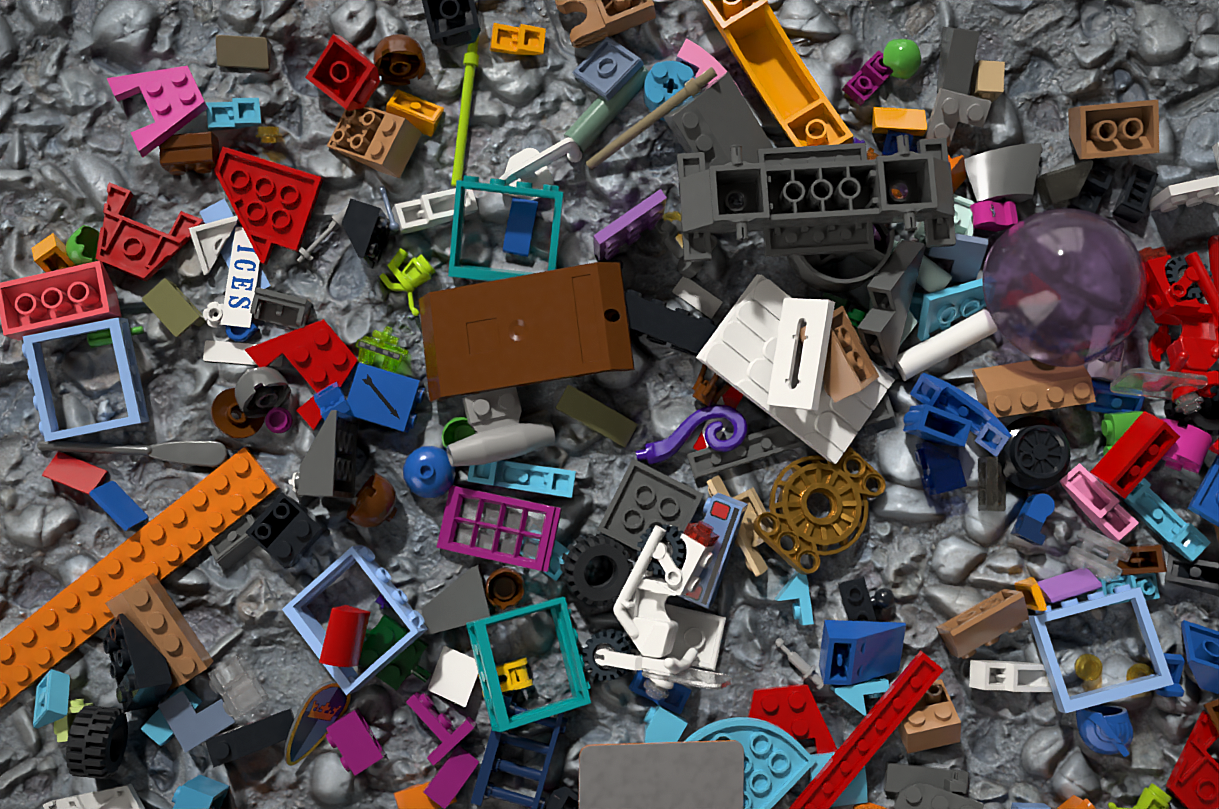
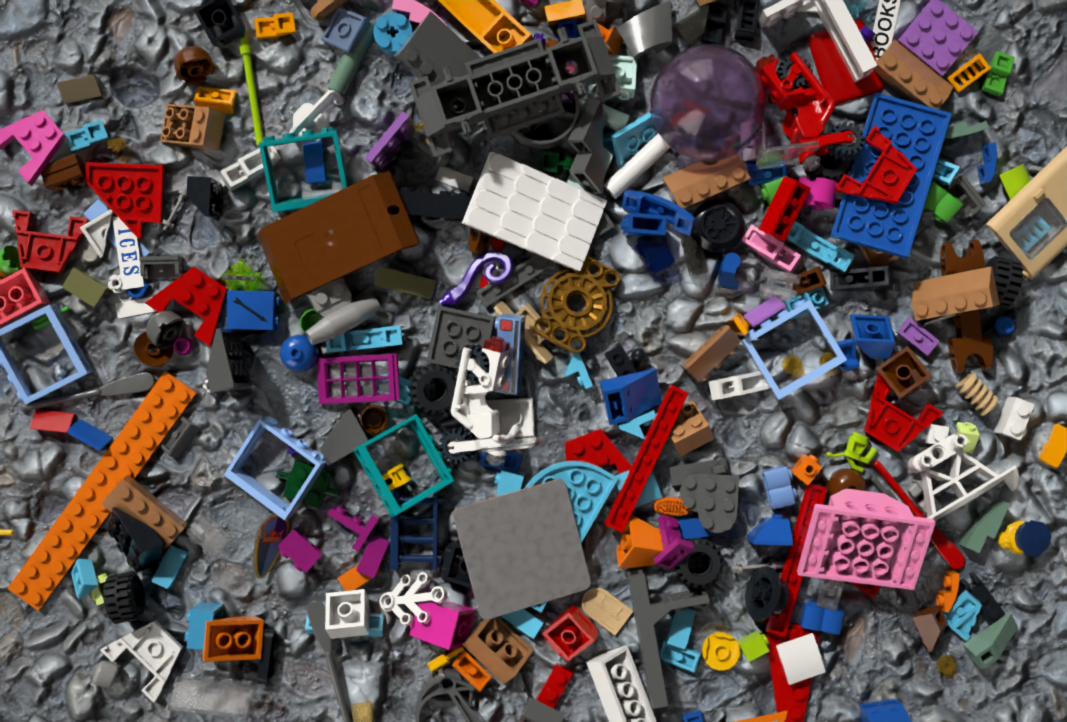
camera: 15 degrees left, 5 degrees up
(193, 727) = (186, 571): sand blue tile -> none
(249, 737) = (227, 567): black slope -> none
(286, 530) = (211, 420): black slope -> none
(331, 399) = (216, 320): blue slope -> none
(344, 636) = (271, 481): red brick -> none
(345, 74) = (157, 86): red slope -> none
(374, 503) = (266, 385): reddish brown cylinder -> none
(393, 226) = (224, 187): sand blue hinge -> none
(413, 275) = (249, 217): lime piece -> none
(454, 676) = (355, 488): white sticker -> none
(691, 88) = (407, 30): dark tan bar -> none
(801, 665) = (593, 416): light grey piece -> none
(819, 320) = (541, 200): white piece -> none
(847, 362) = (560, 193): medium nougat slope -> none
(966, 256) = (635, 97): sand blue tile -> none
(993, 215) = (647, 63): dark pink leg -> none
(1105, 729) = (811, 402): blue helmet -> none

